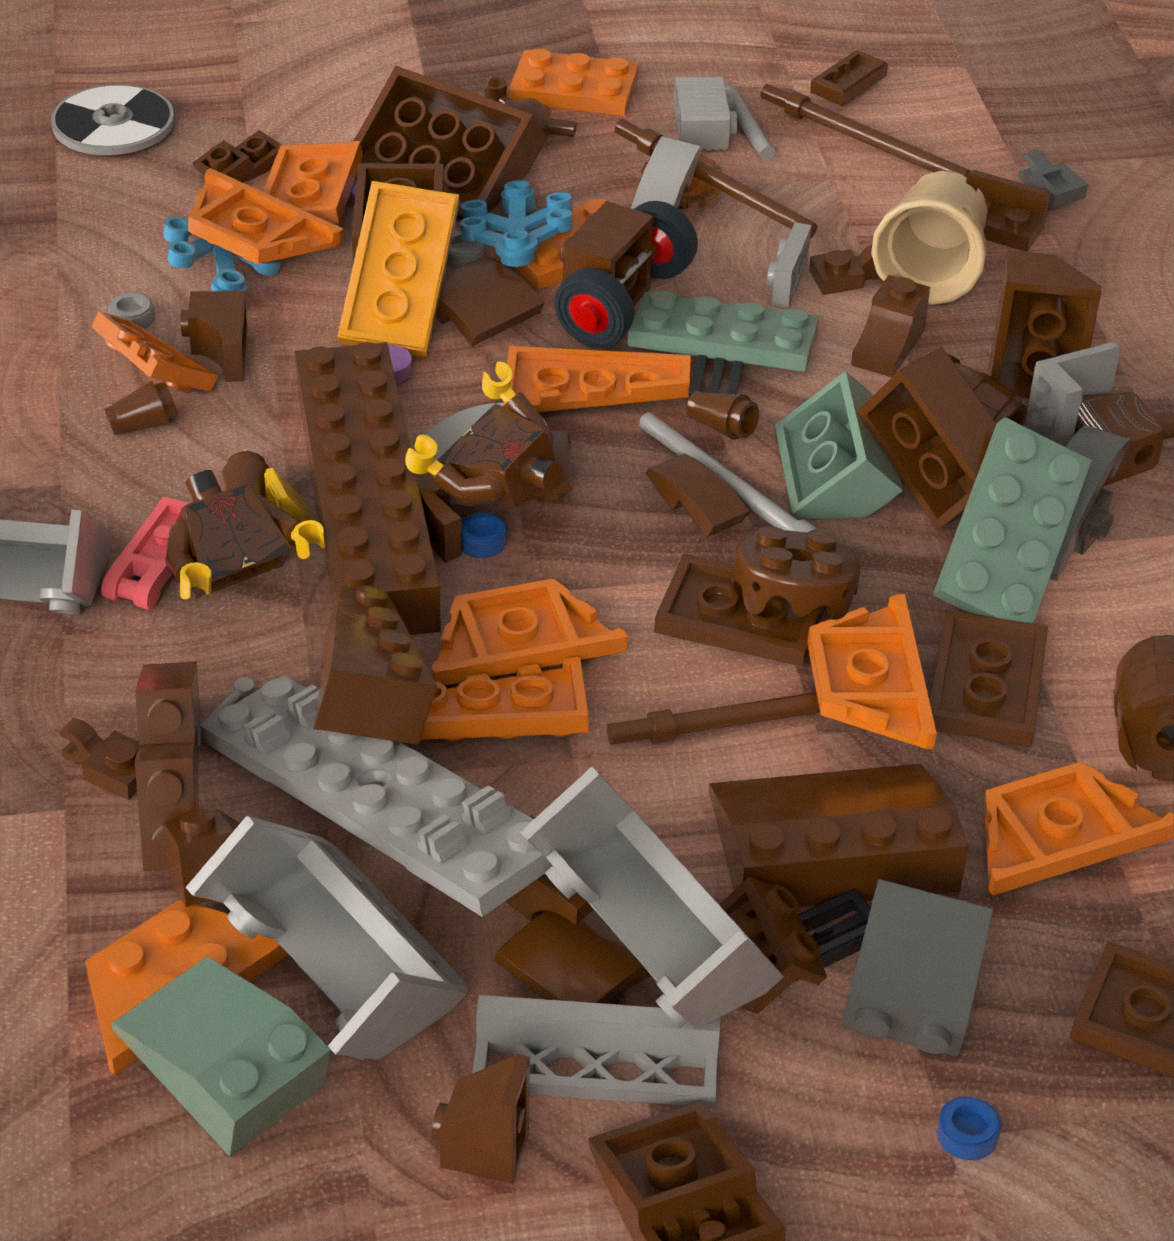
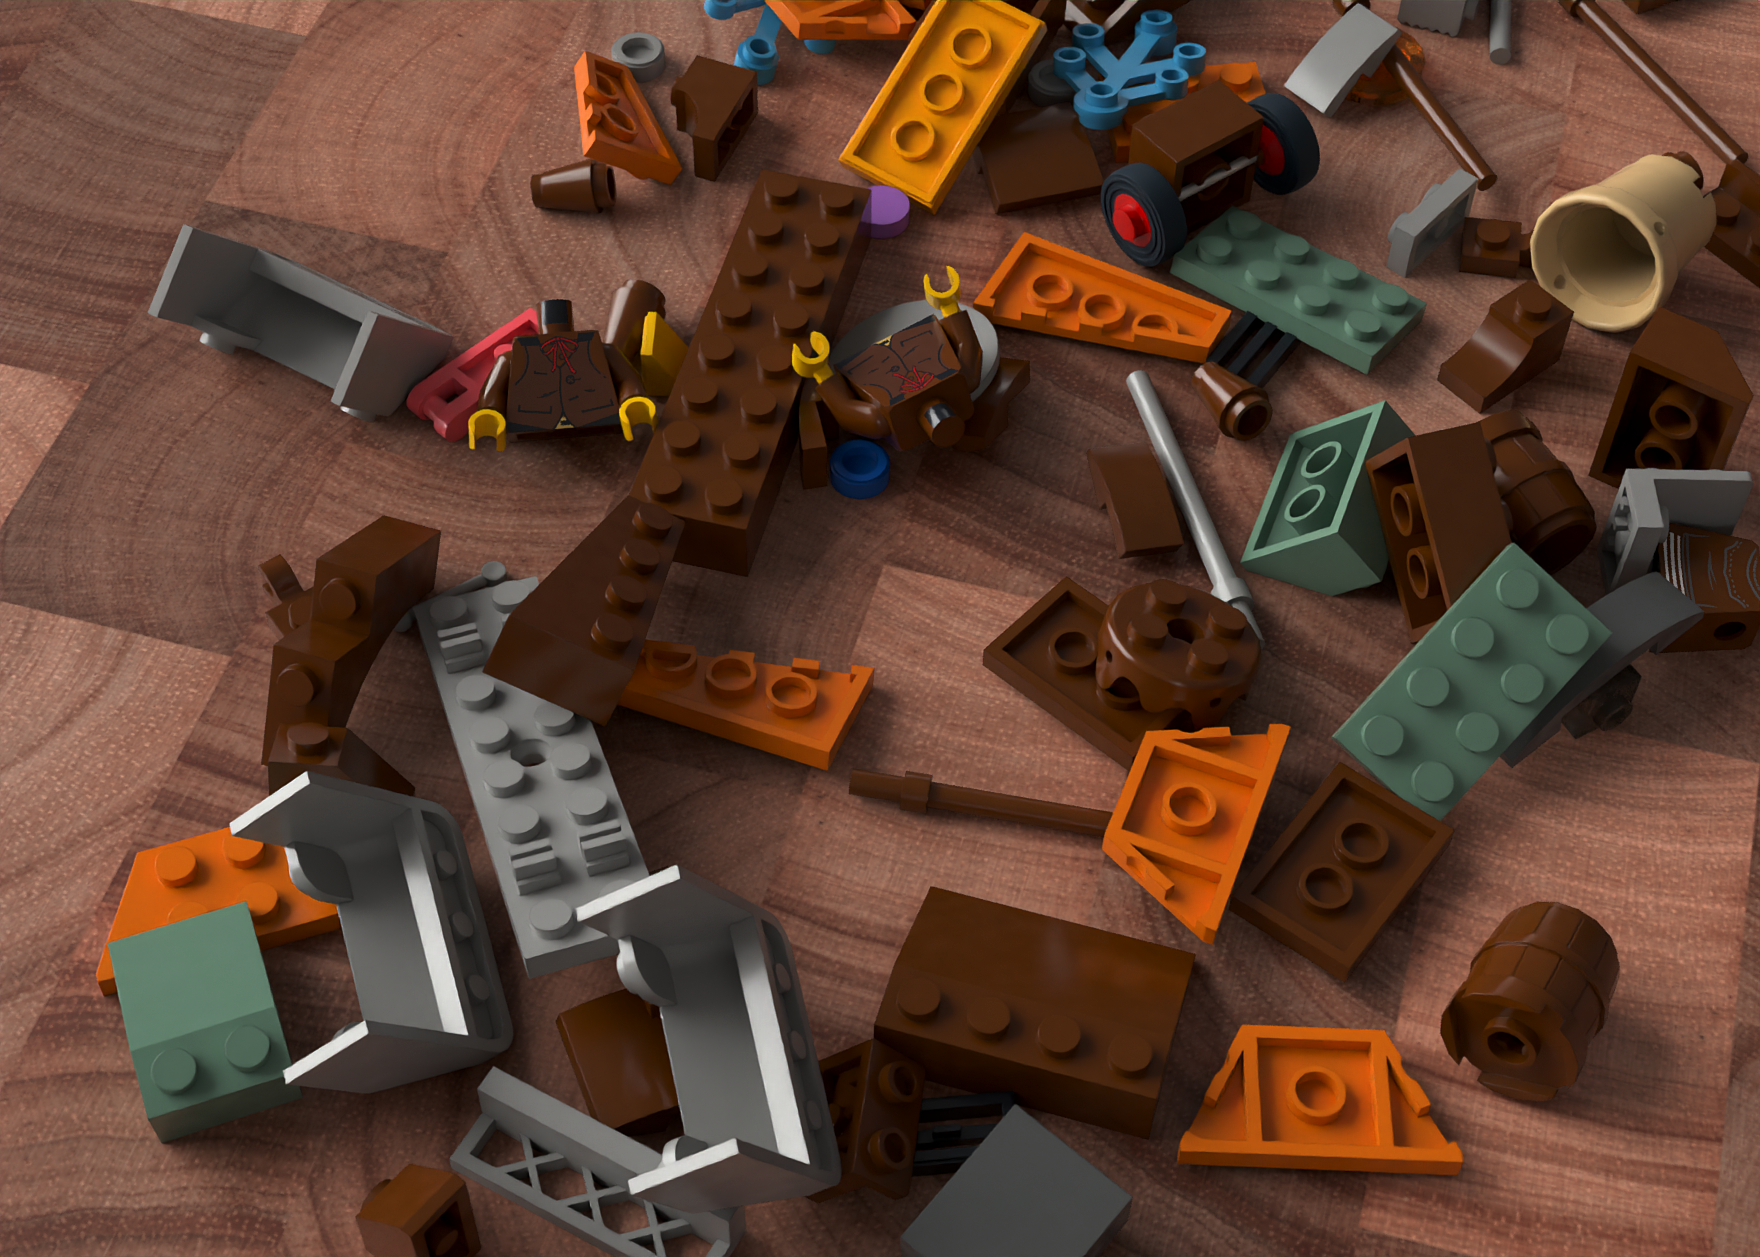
camera: 25 degrees right, 10 degrees up
(519, 628) = (823, 609): orange wing -> none

